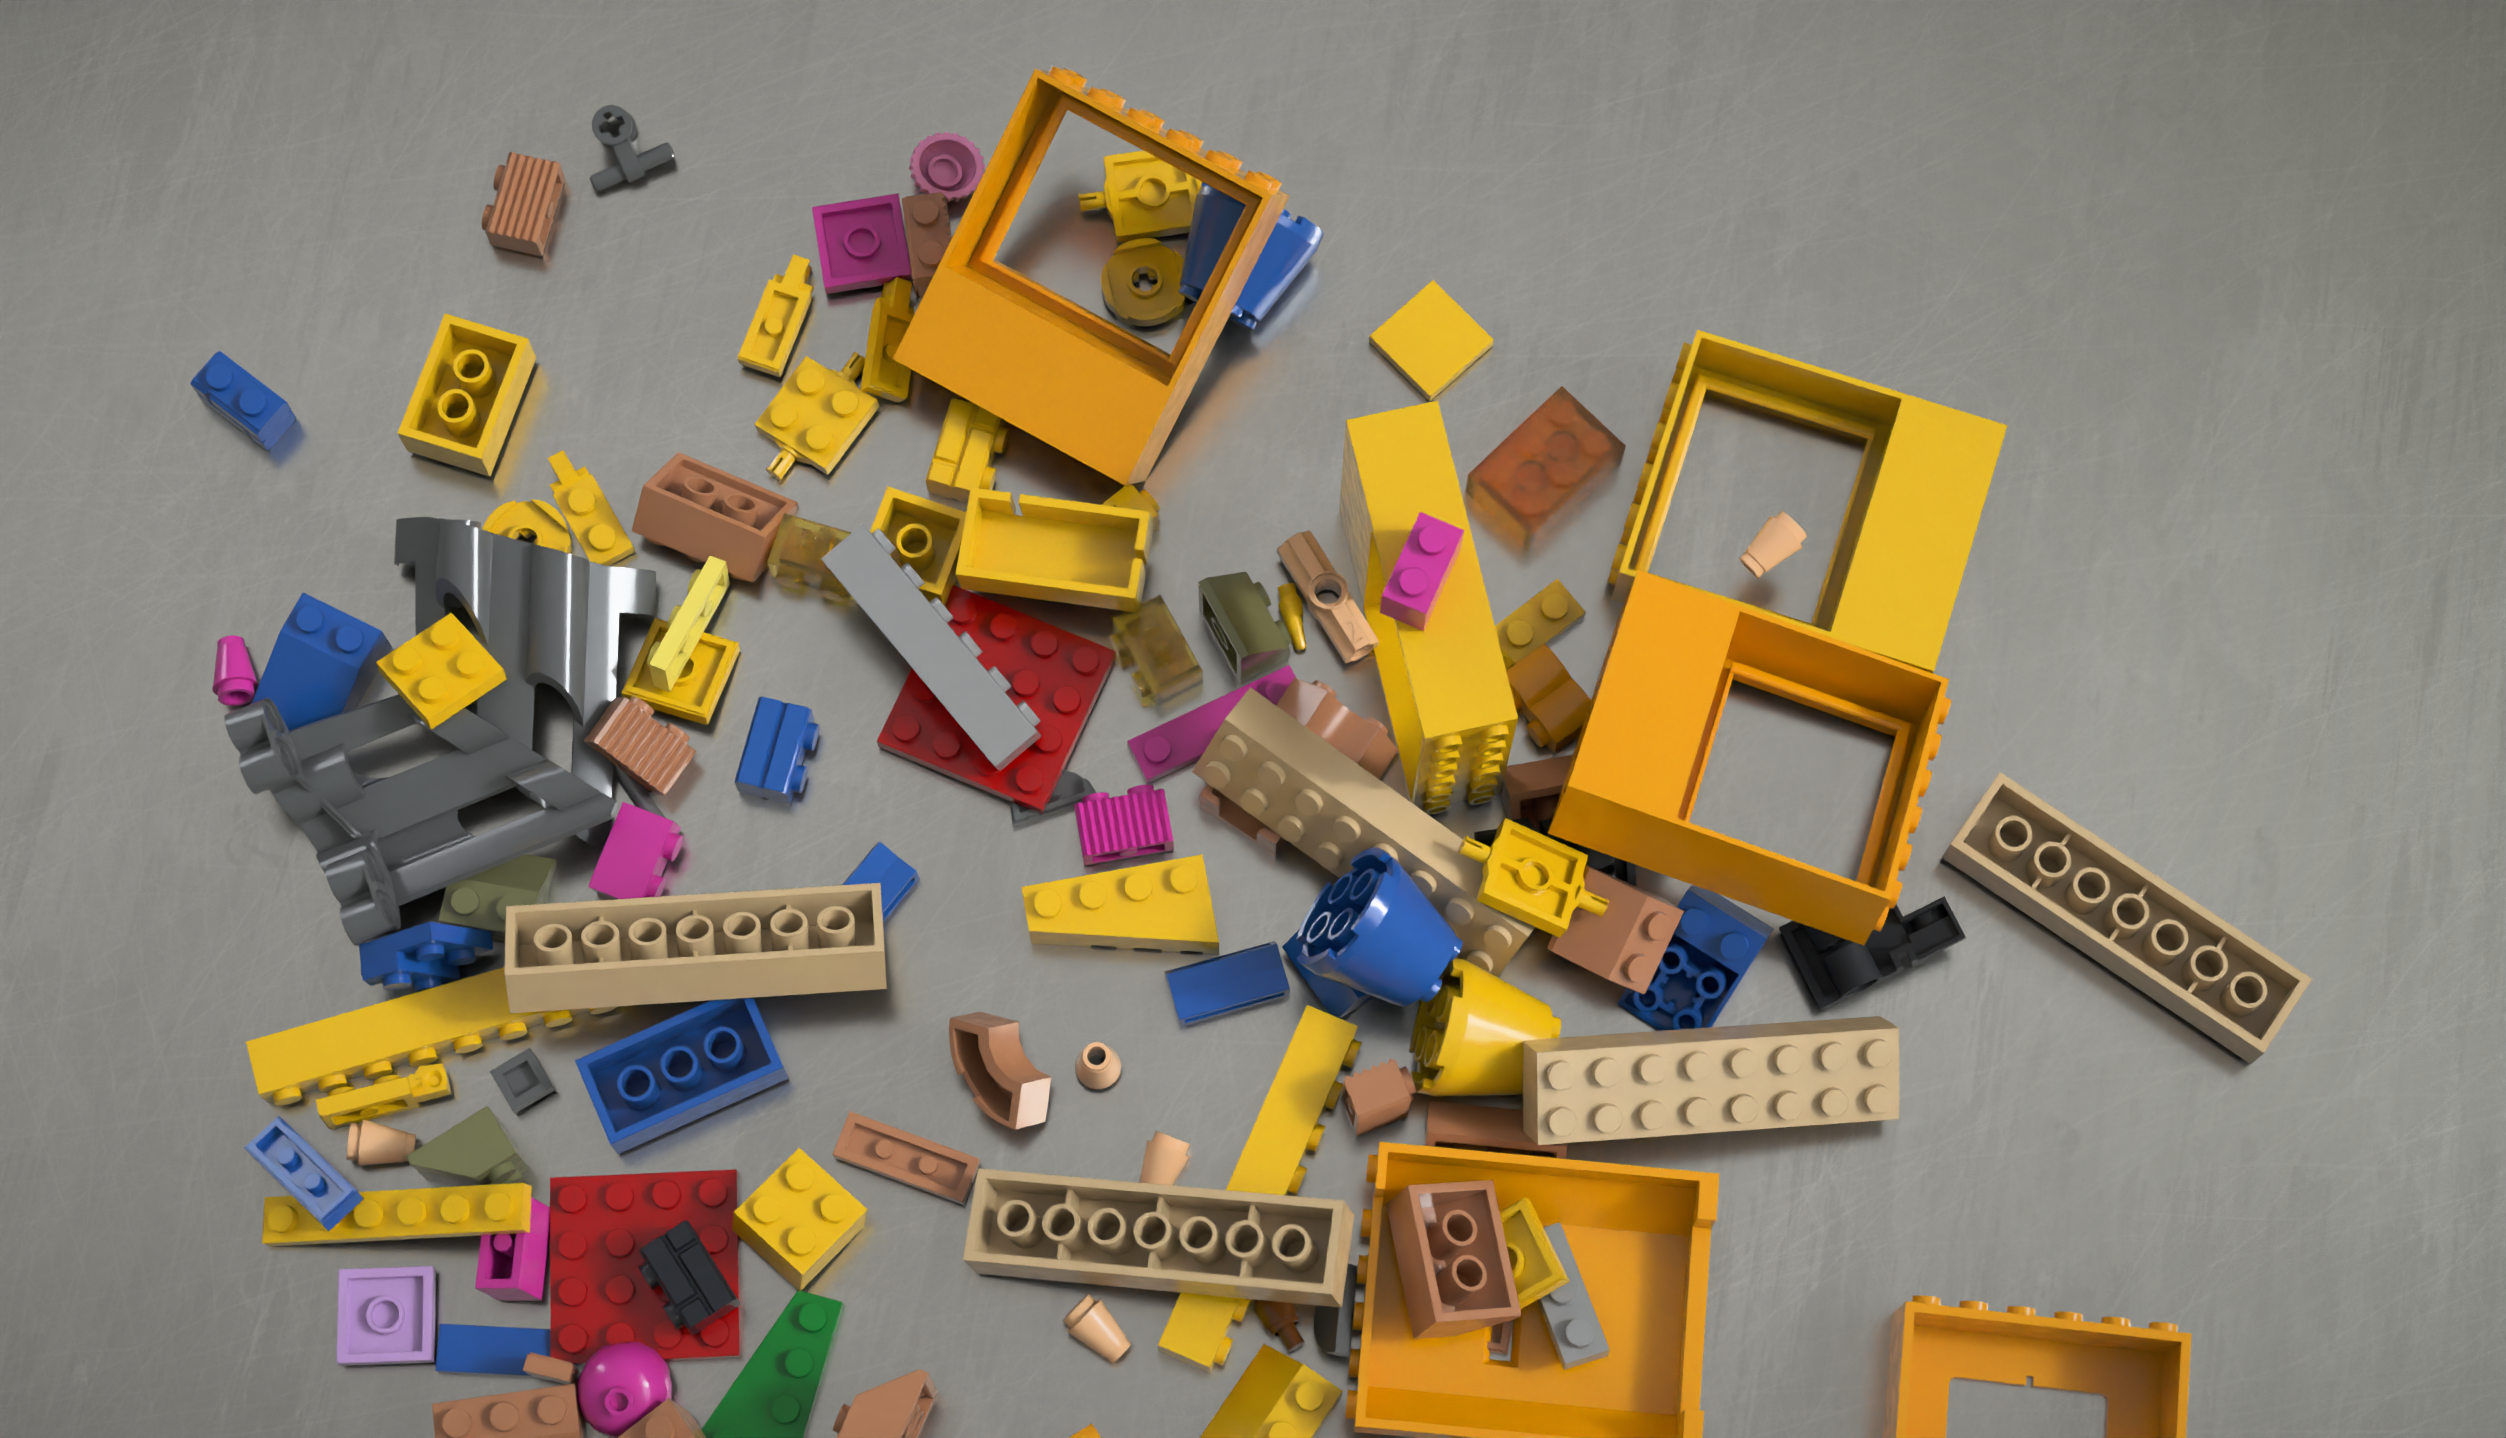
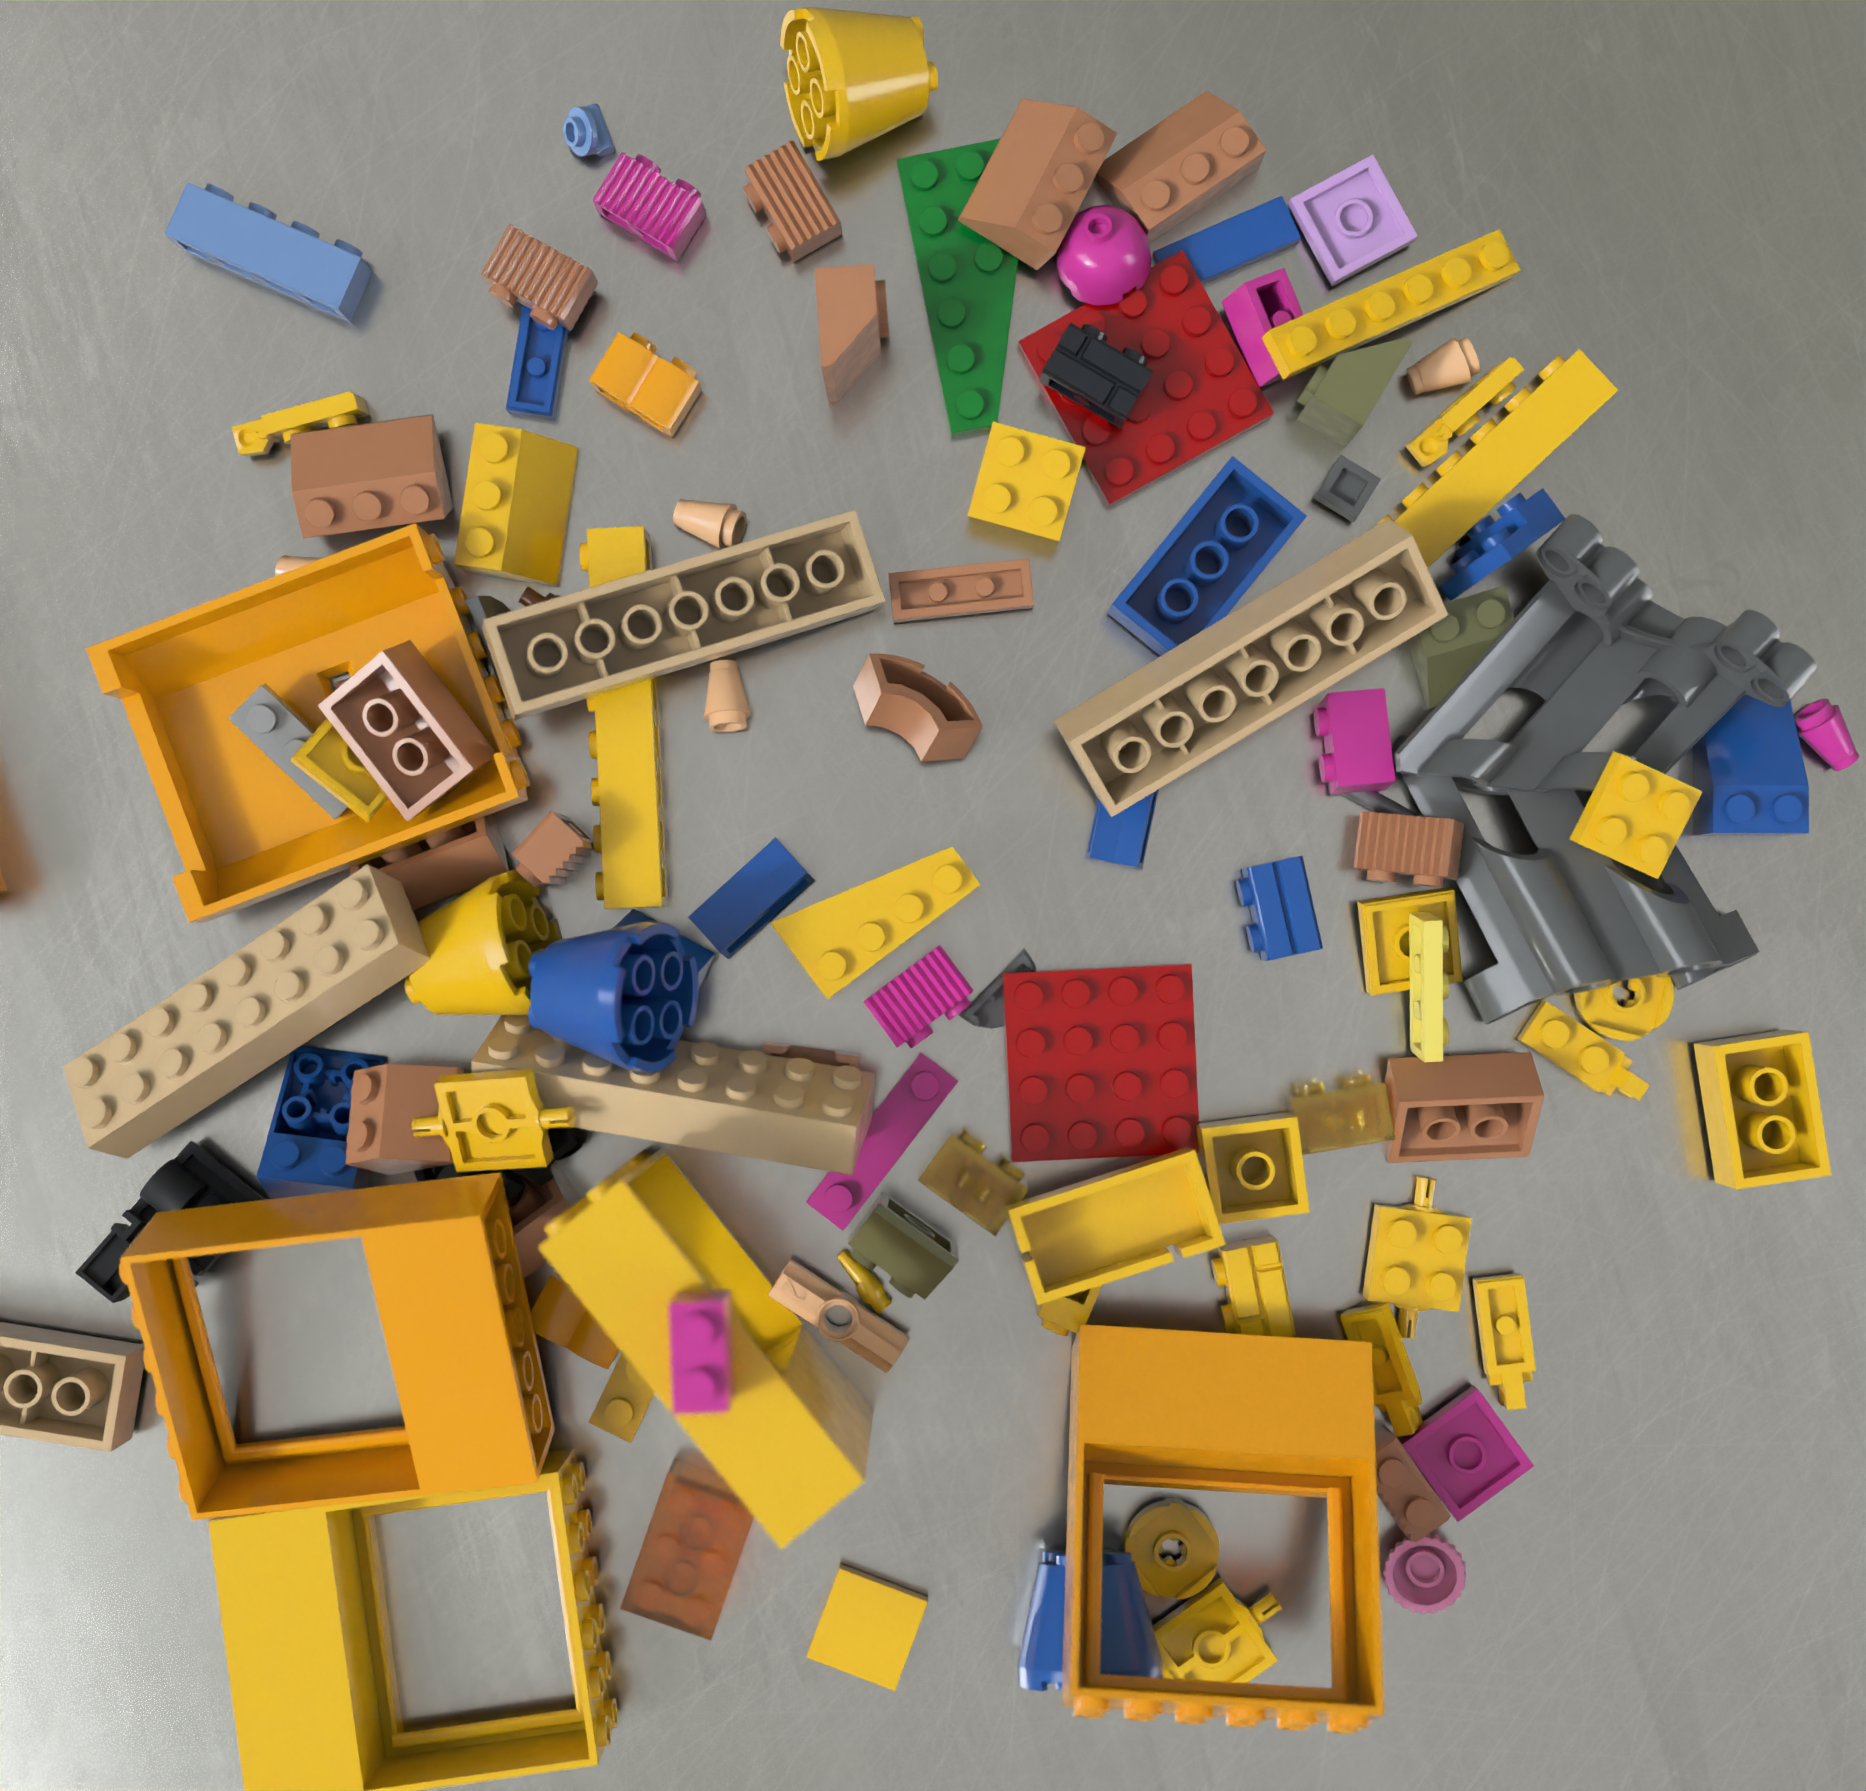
camera: 155 degrees right, 15 degrees up
(304, 1173) = (1497, 301): tile -> none
(523, 204) = (1814, 1330): nougat brick -> none
(551, 1369) = (1177, 238): nougat tile -> none
(631, 165) = (1732, 1423): dark grey piece -> none
(932, 647) = (1183, 1071): light grey brick -> none
(1099, 1075) = (840, 771): light nougat cone -> none
(1357, 738) = (767, 1186): nougat brick -> none
(1773, 544) = (418, 1574): light nougat cone -> none

